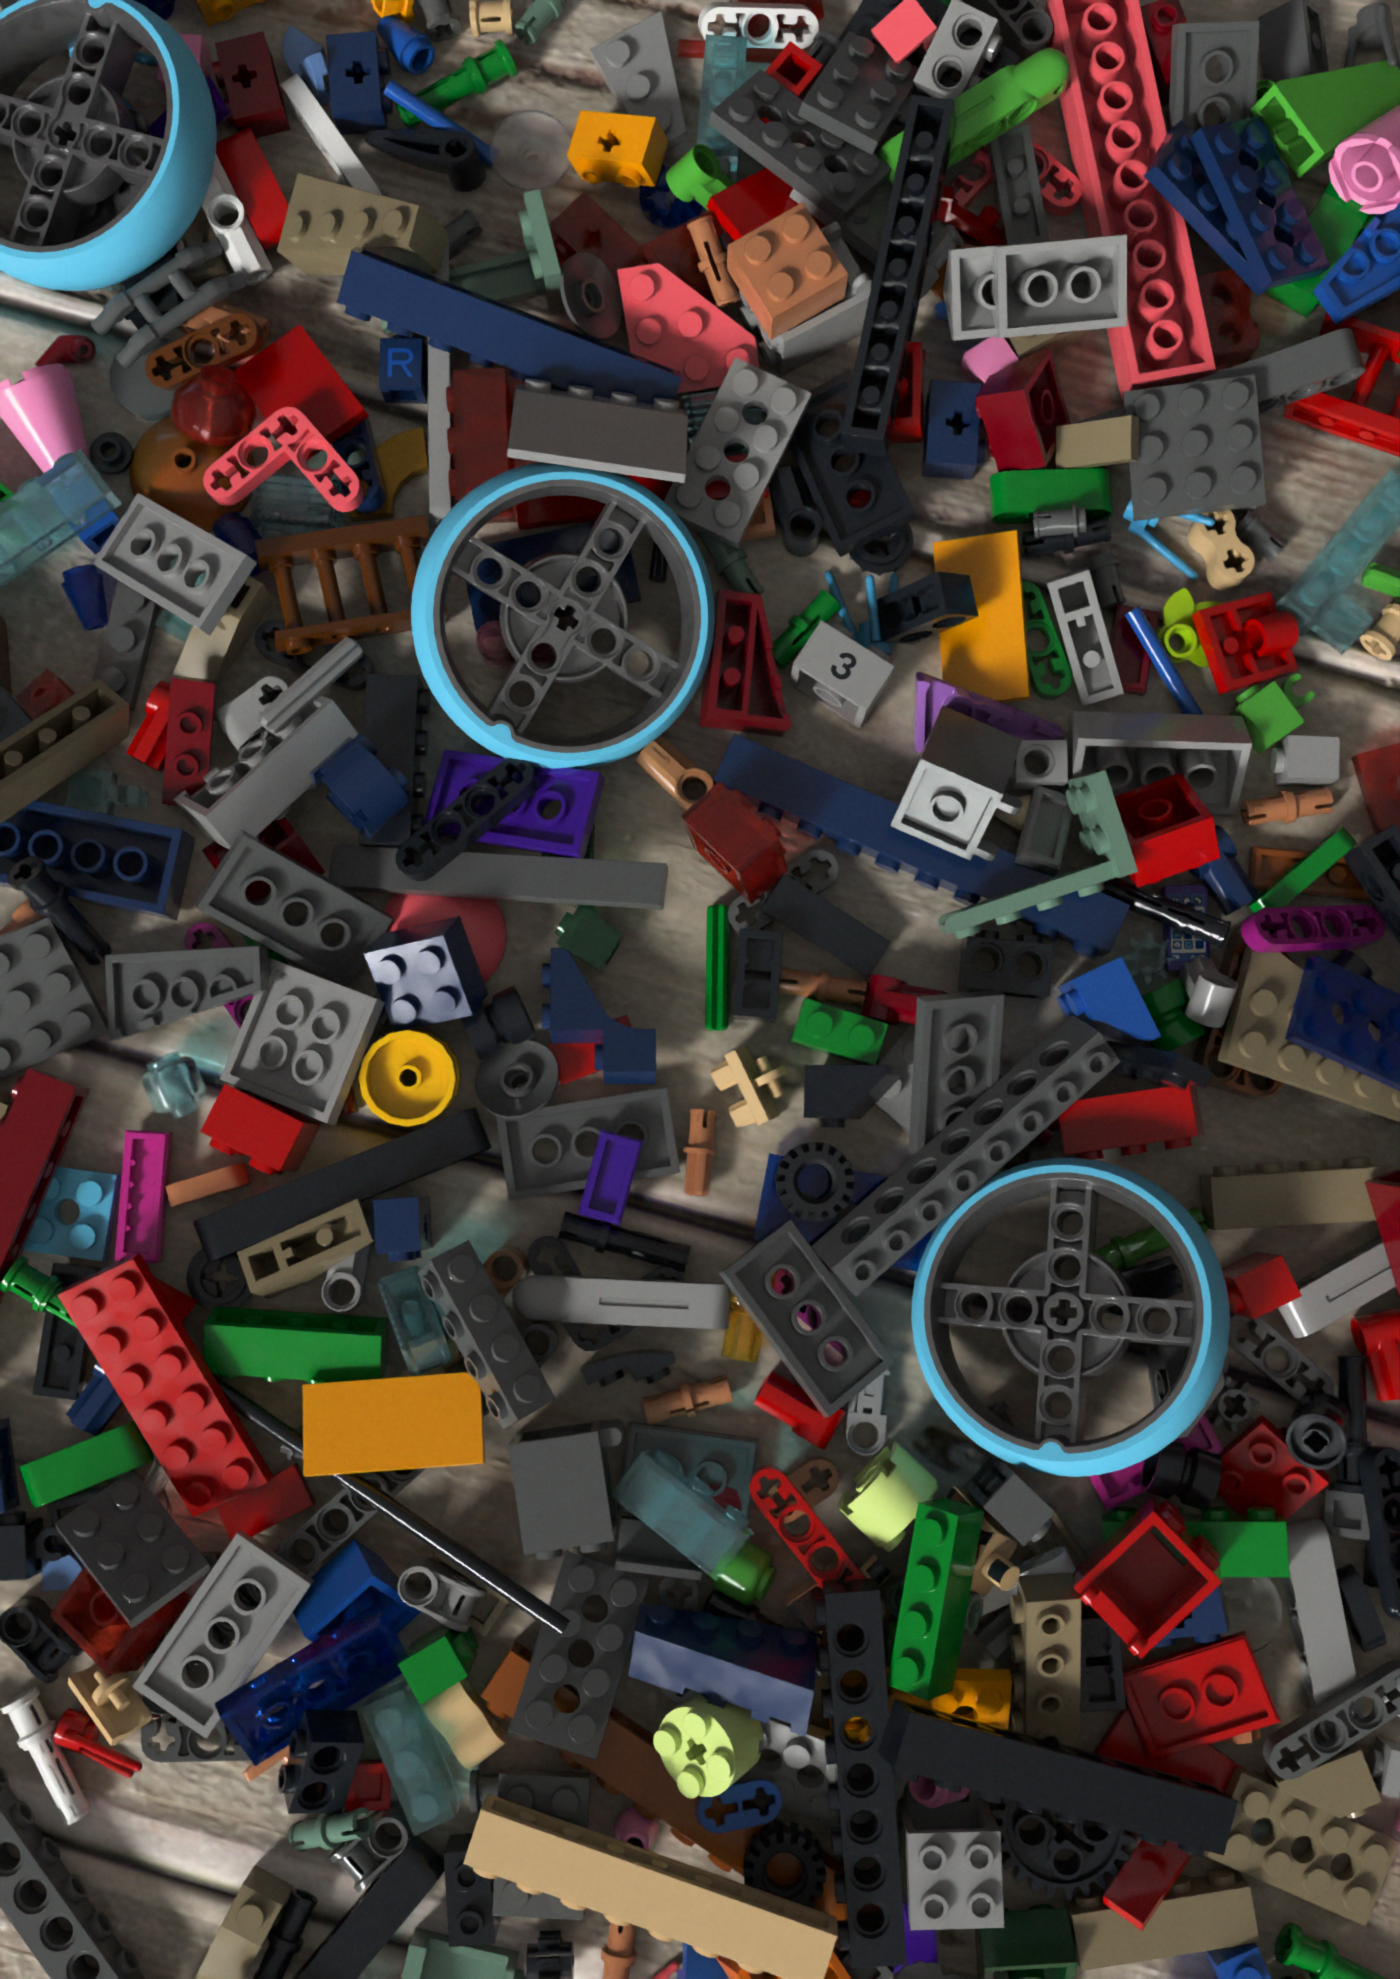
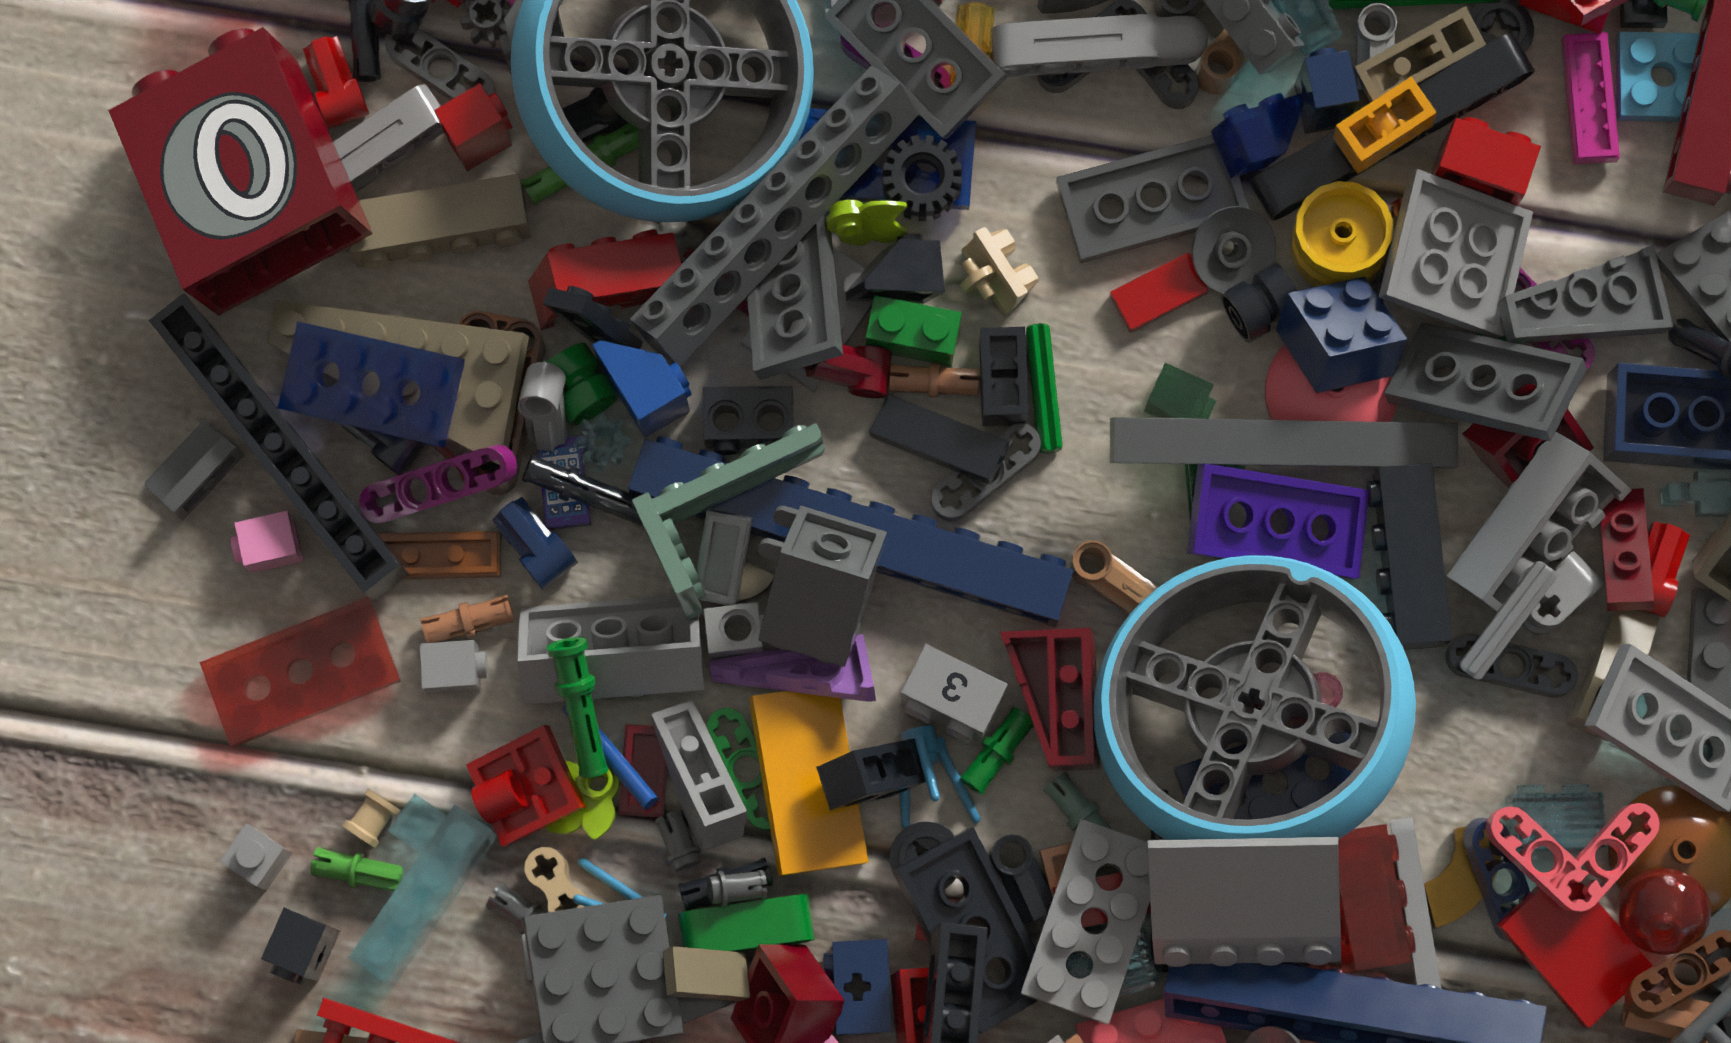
camera: 175 degrees right, 5 degrees down
(173, 1084) = (1579, 207): clear light blue head -> none
(208, 1185) = (1530, 112): nougat beam -> none
(238, 533) = (1609, 773): clear blue brick -> none
(322, 551) = (1519, 763): reddish brown fence -> none
(351, 1171) = (1384, 125): none -> light orange brick
(361, 785) = (1437, 506): dark blue brick -> none
(403, 370) = (1467, 975): dark blue brick -> none
(472, 824) = (1319, 491): black beam -> none
(474, 1188) = (1257, 135): none -> clear blue slope
(578, 1017) = (1182, 317): dark blue arch -> none
(610, 1177) = (1126, 162): dark purple tile -> none
(624, 1241) = (1103, 107): black pin -> none
(700, 1152) = (1039, 201): nougat axle -> none
(736, 841) = (1042, 503): clear red brick -> none
(887, 1143) = (861, 223): none -> lime plate
(1167, 829) = (605, 565): red brick -> none
(1201, 710) = (575, 687): none -> green pin
(1271, 711) = (493, 711): bright green brick -> none
(1305, 871) = (450, 543): green beam -> none

